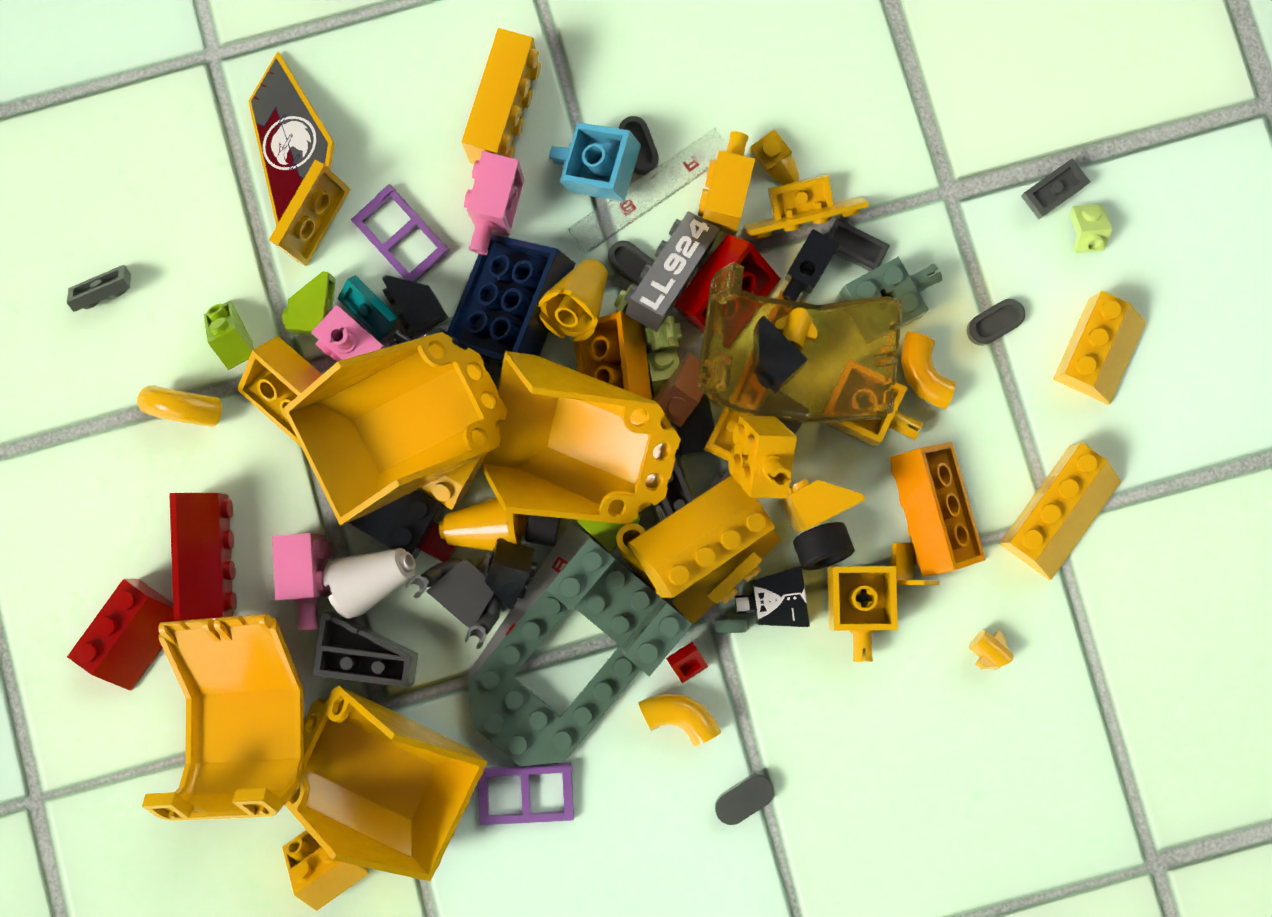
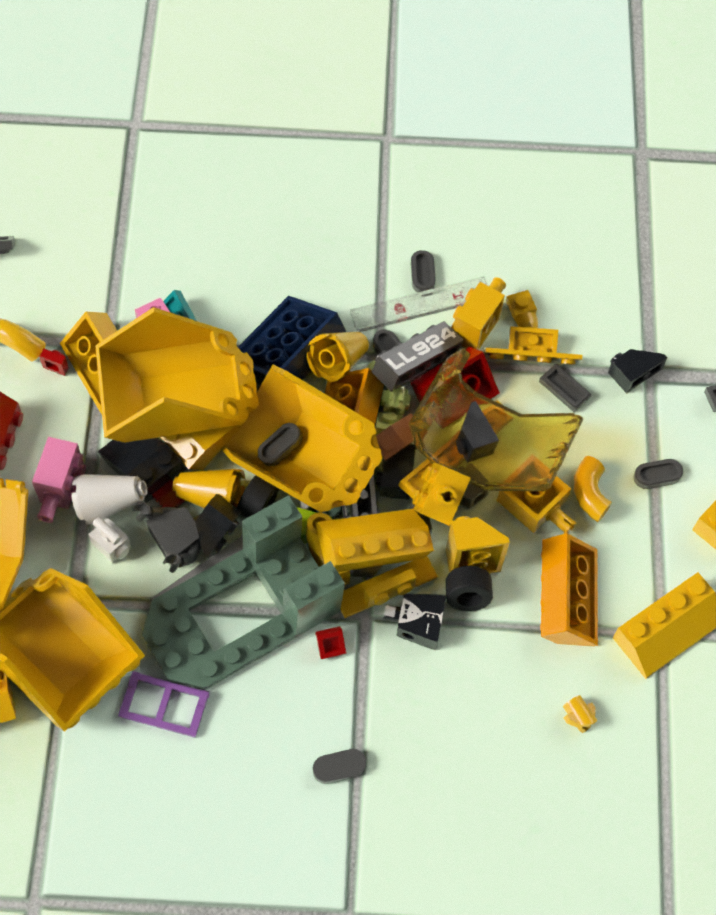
camera: 10 degrees right, 20 degrees down
(227, 334) = (69, 302): lime slope -> none
(240, 418) = (54, 361): none -> red plate
(295, 162) = (166, 209): piece -> none
(309, 305) = (136, 297): lime slope -> none
(361, 655) = (77, 553): dark grey wedge -> none
(380, 199) = (238, 271): medium lavender window -> none
(393, 624) = (109, 539): none -> white brick
(417, 303) = (216, 315): black slope -> none
(493, 198) = (302, 268): bright pink brick -> none
(502, 96) = (331, 209): yellow brick -> none
(547, 442) = (280, 444): none -> dark grey tile
(598, 161) = (388, 269): medium azure hinge -> none
(680, 712) = (313, 679): yellow cylinder -> none
(731, 626) = (375, 626): sand green tile -> none
(797, 327) = (501, 421): yellow piece -> none
(813, 256) = (525, 384): black torso -> none
(875, 614) = (484, 651): yellow brick -> none
(895, 282) = (590, 435): sand green brick -> none
(904, 561) = (529, 626): yellow bracket -> none
(931, 193) = (635, 367): none -> black slope

